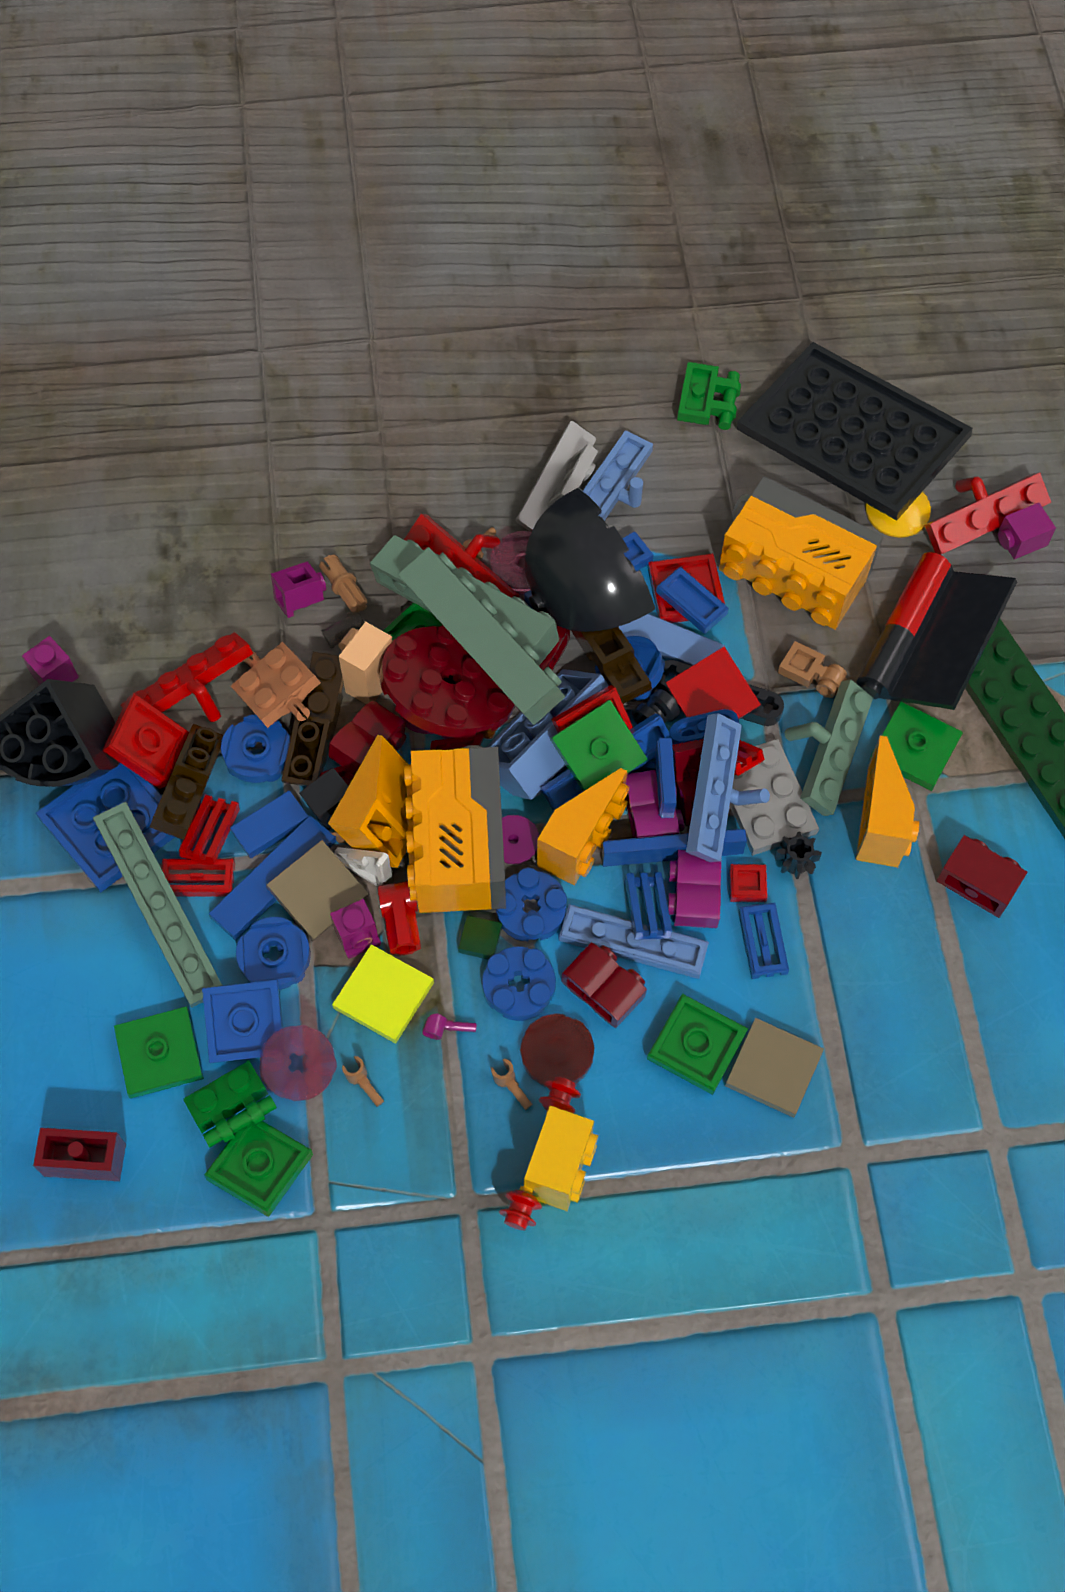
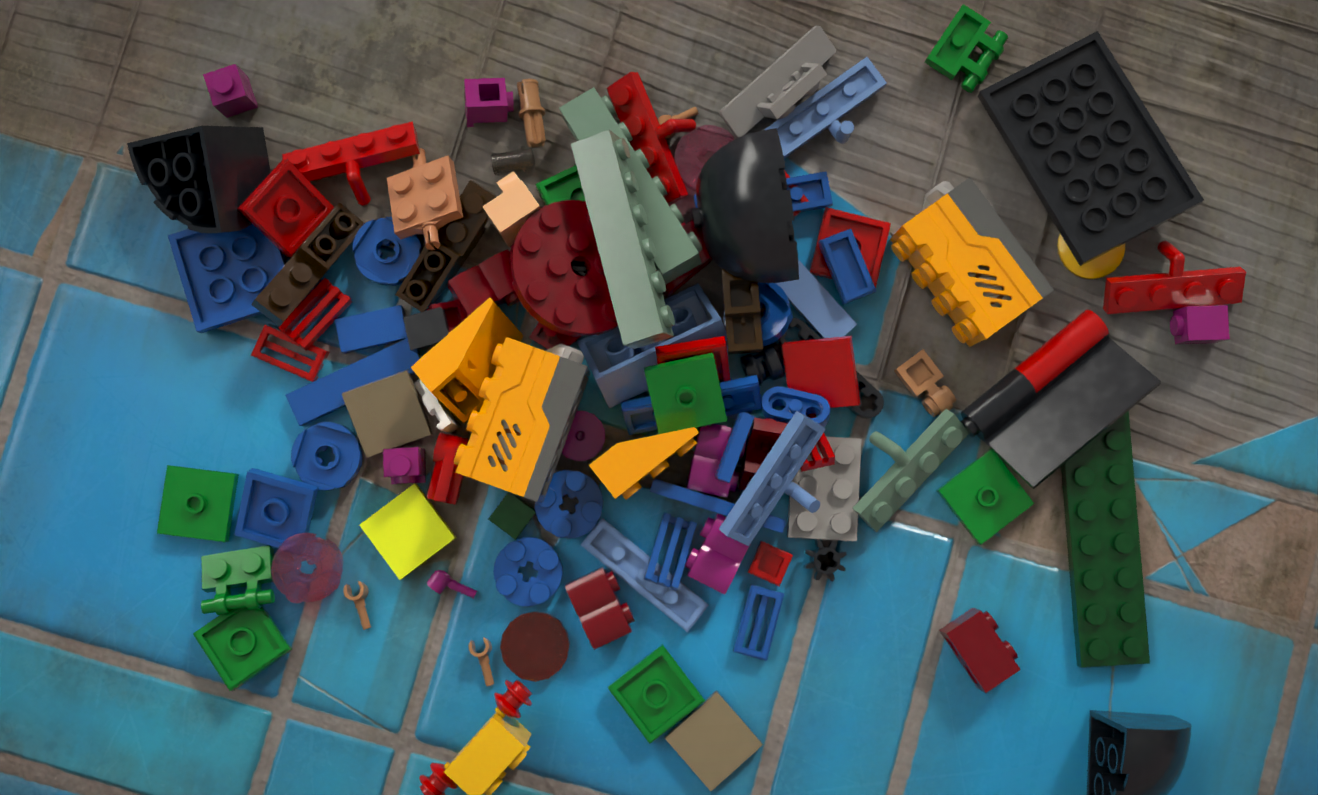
camera: 20 degrees right, 20 degrees up
(79, 1154) = (94, 574): dark red brick -> none
(157, 902) = (241, 369): sand green plate -> none
(887, 811) = (922, 556): light orange slope -> none

